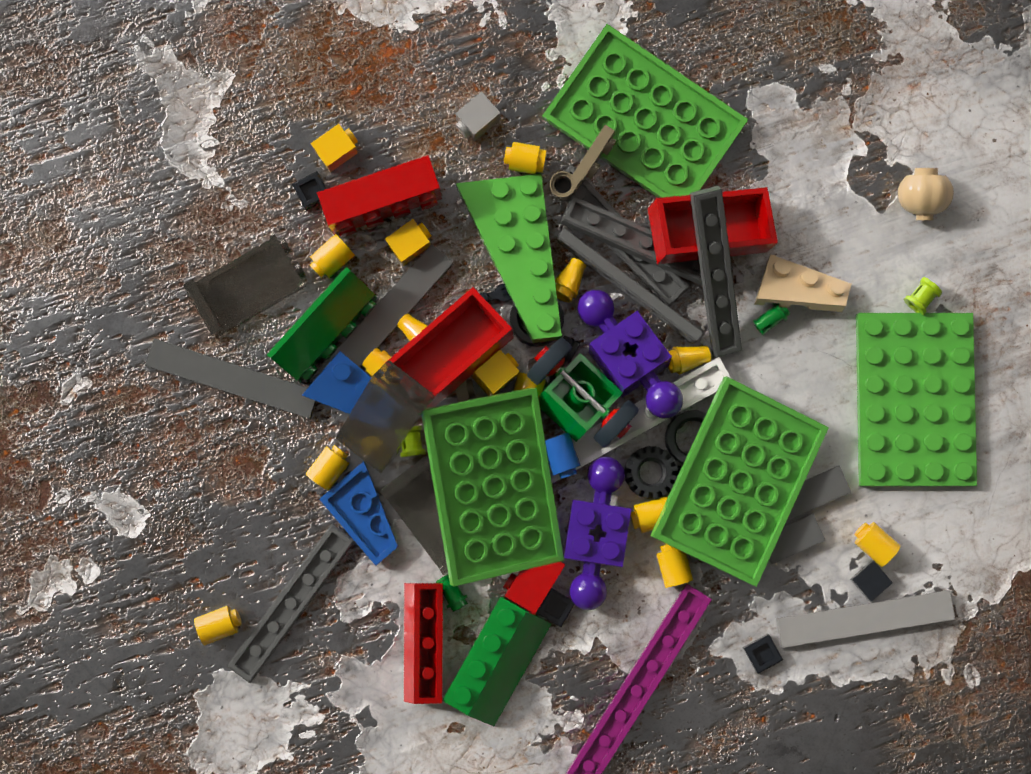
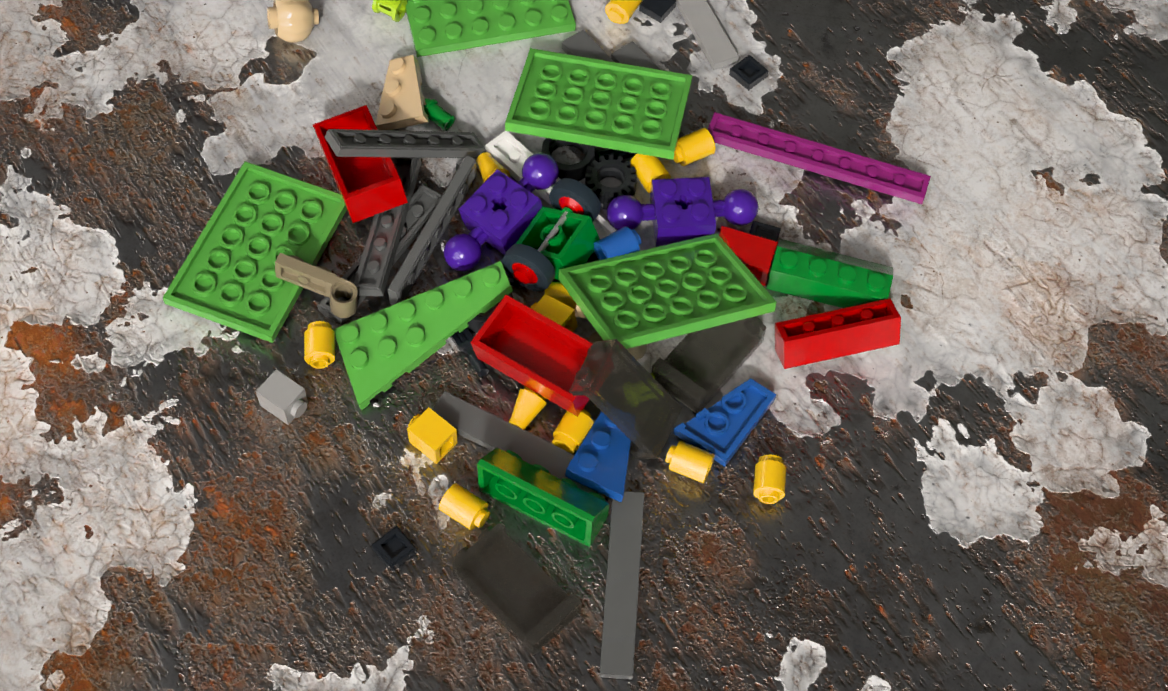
camera: 105 degrees left, 25 degrees down
(217, 624) = (887, 532): yellow brick -> none
(291, 603) = (842, 472): dark grey tile -> none
(294, 534) = (769, 479): none -> yellow brick
(335, 147) = (342, 529): yellow brick -> none
(380, 196) = (390, 463): red piece -> none
(453, 595) = (782, 315): green pin -> none
(569, 280) = (431, 280): yellow cone -> none

